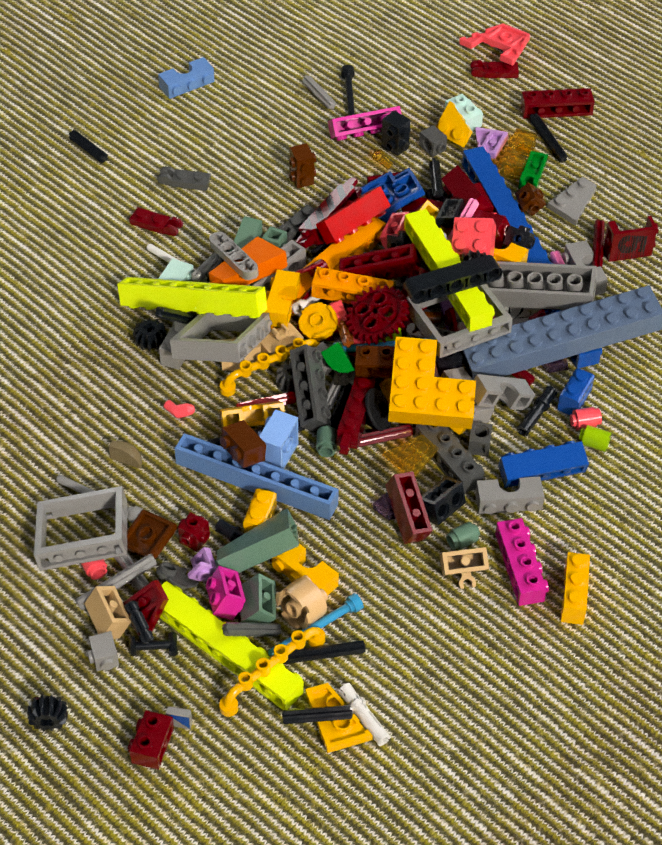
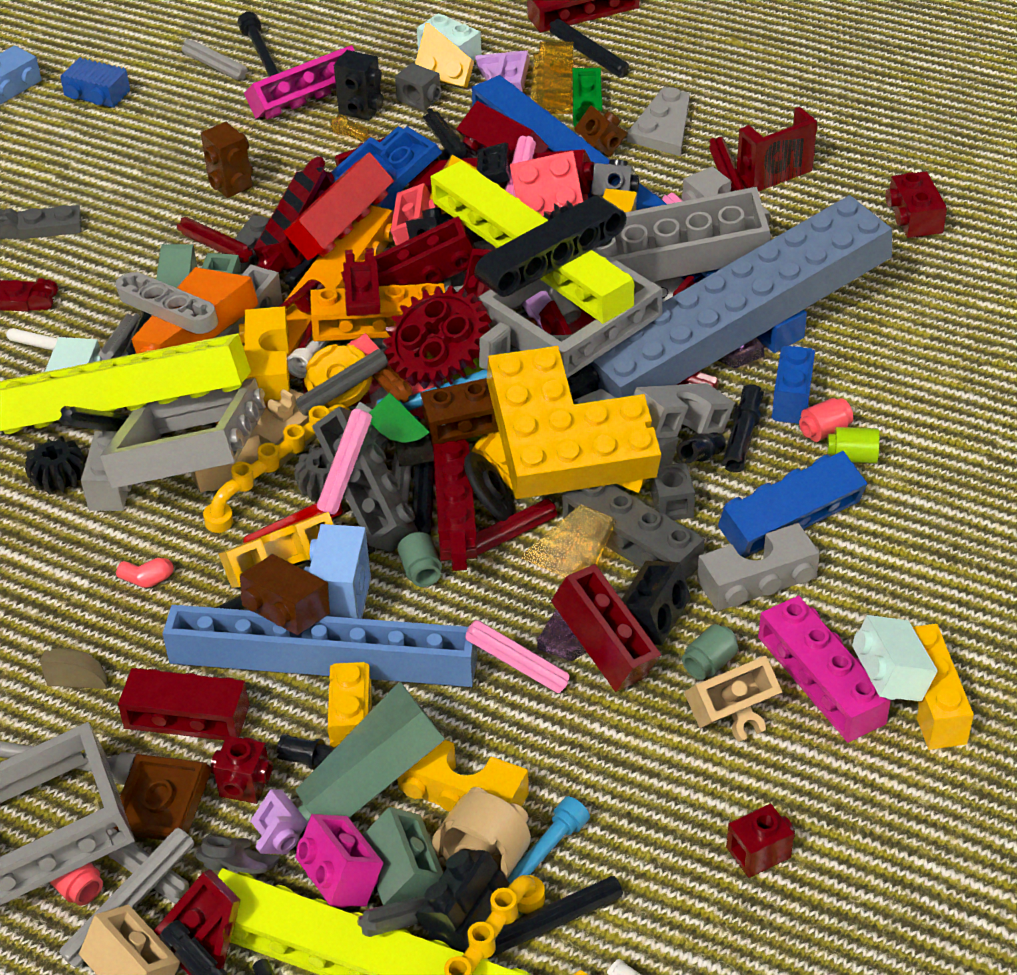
camera: 15 degrees left, 5 degrees down
(176, 488) = (183, 704): none -> dark red brick
(244, 92) = (95, 82): none -> blue brick
(278, 216) = (214, 239): none -> dark red axle
(279, 628) = (461, 897): none -> black brick
(299, 376) = (344, 461): none -> bright pink axle
(317, 326) = (342, 381): none -> dark grey axle
(344, 272) = (361, 285): none -> dark red hinge
(356, 510) = (517, 656): none -> bright pink axle
(406, 327) = (494, 342): none -> light grey tile
(447, 644) = (760, 840): none -> dark red brick
(506, 417) = (701, 447): none -> black pin
(555, 567) = (894, 658): none -> light aqua brick

